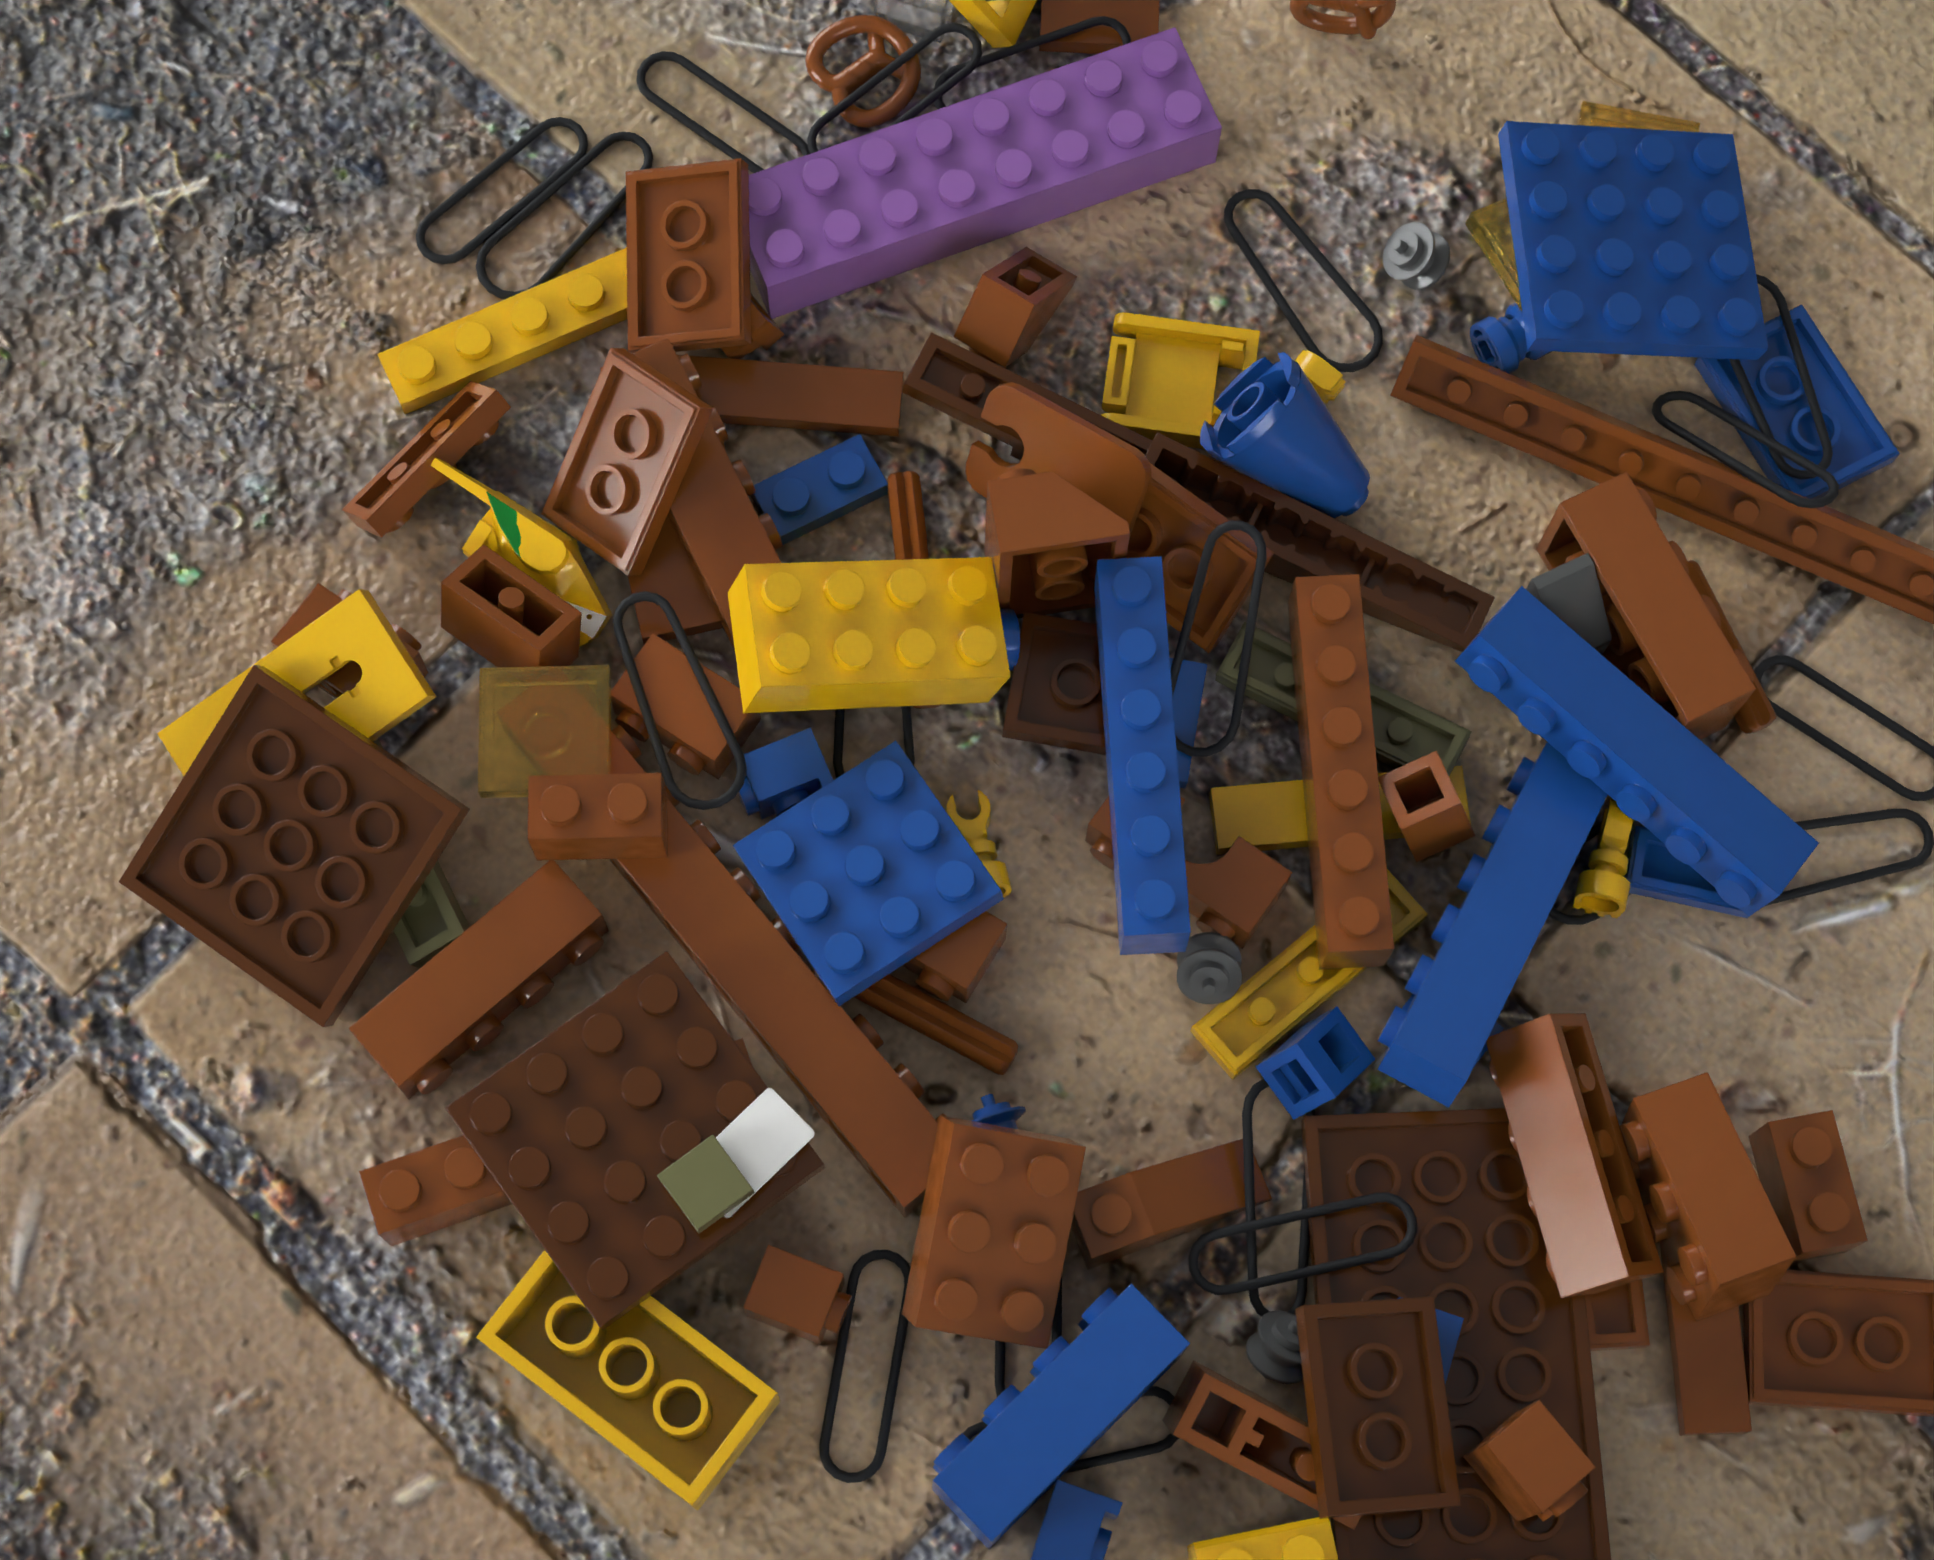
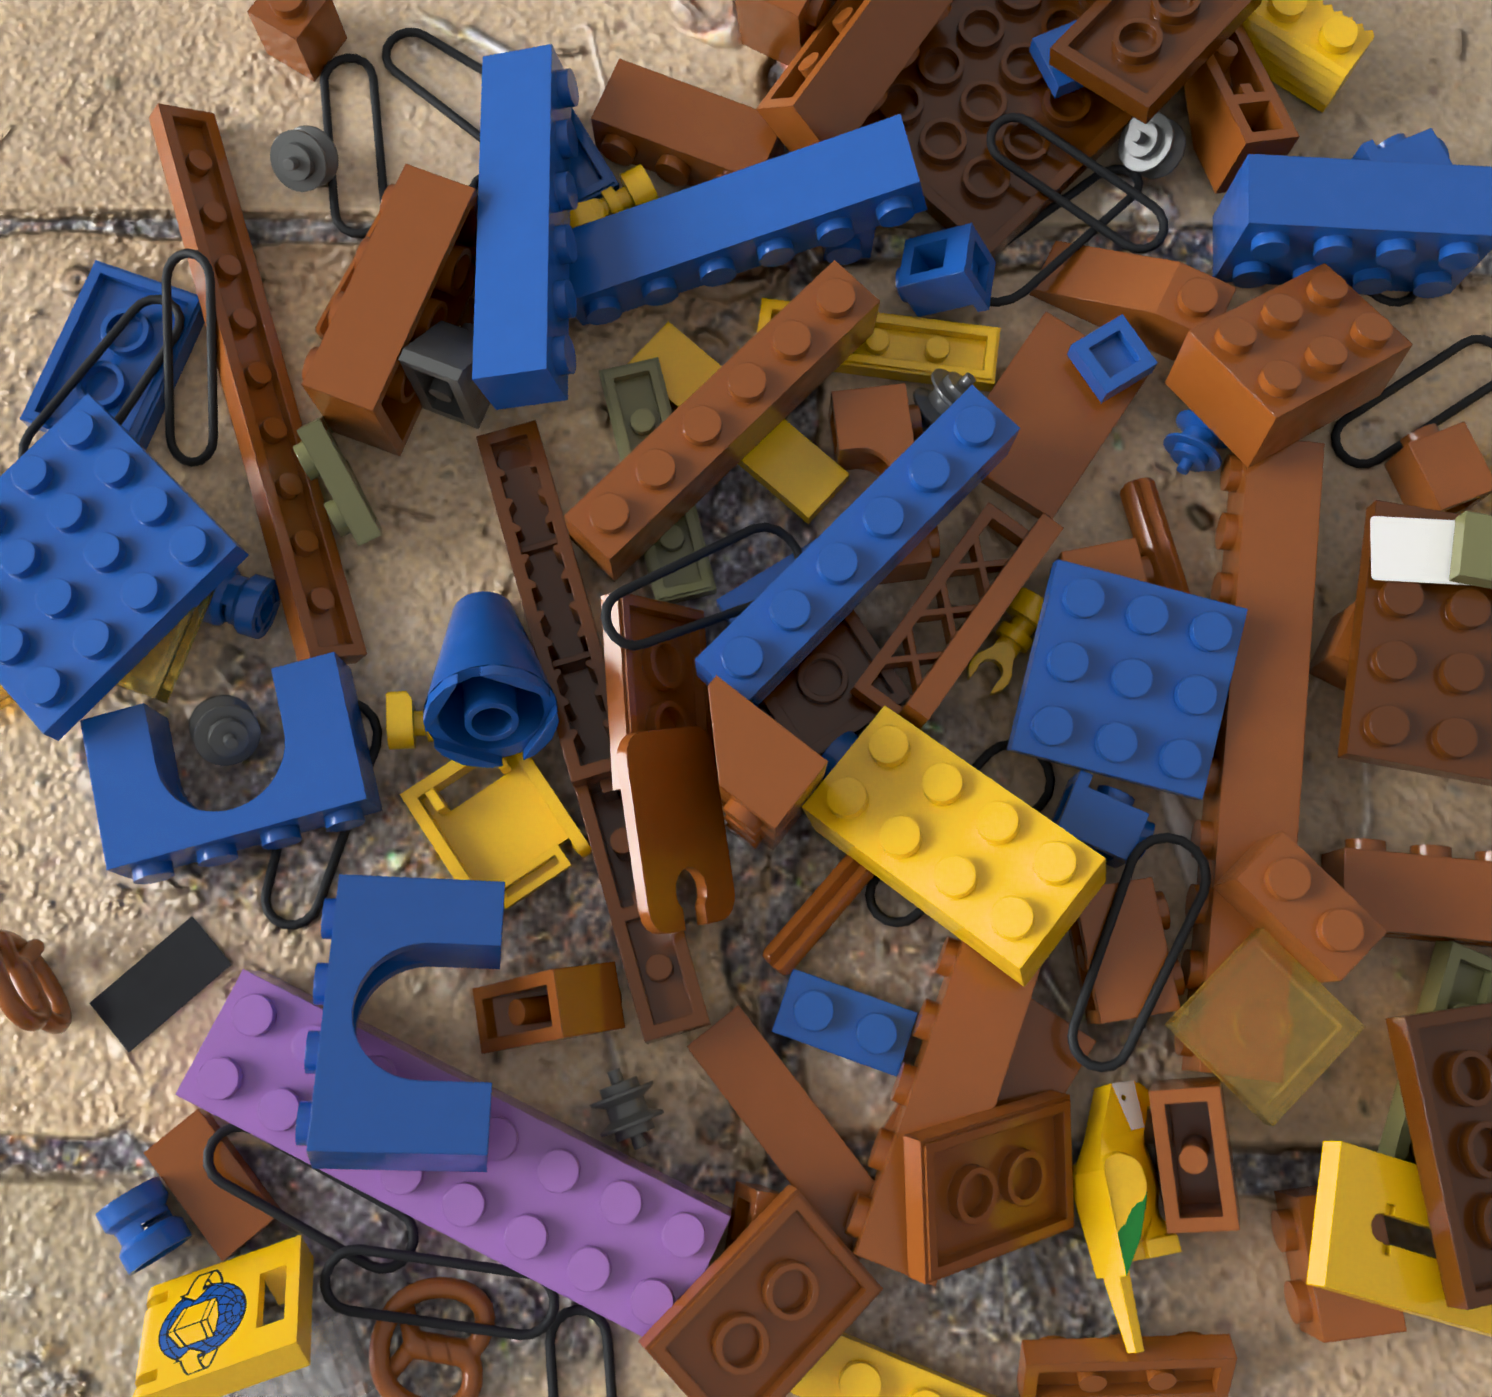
camera: 130 degrees left, 5 degrees up
(899, 298) = (627, 1109): none -> dark grey wheel
(1010, 816) = (979, 620): none -> dark orange fence
(1060, 105) = (357, 1109): none -> blue arch
(1126, 1118) = (1112, 358): none -> blue plate
(1127, 1048) = (1057, 420): none -> dark orange tile
(1270, 92) = (160, 984): none -> black sticker
(1384, 162) = (321, 783): none -> blue arch
(1426, 806) = (698, 336): dark orange brick -> none
(1538, 469) = (349, 507): none -> olive wing
(1629, 970) = (677, 128): none -> dark orange brick
(1859, 667) = (304, 158): none -> dark grey wheel

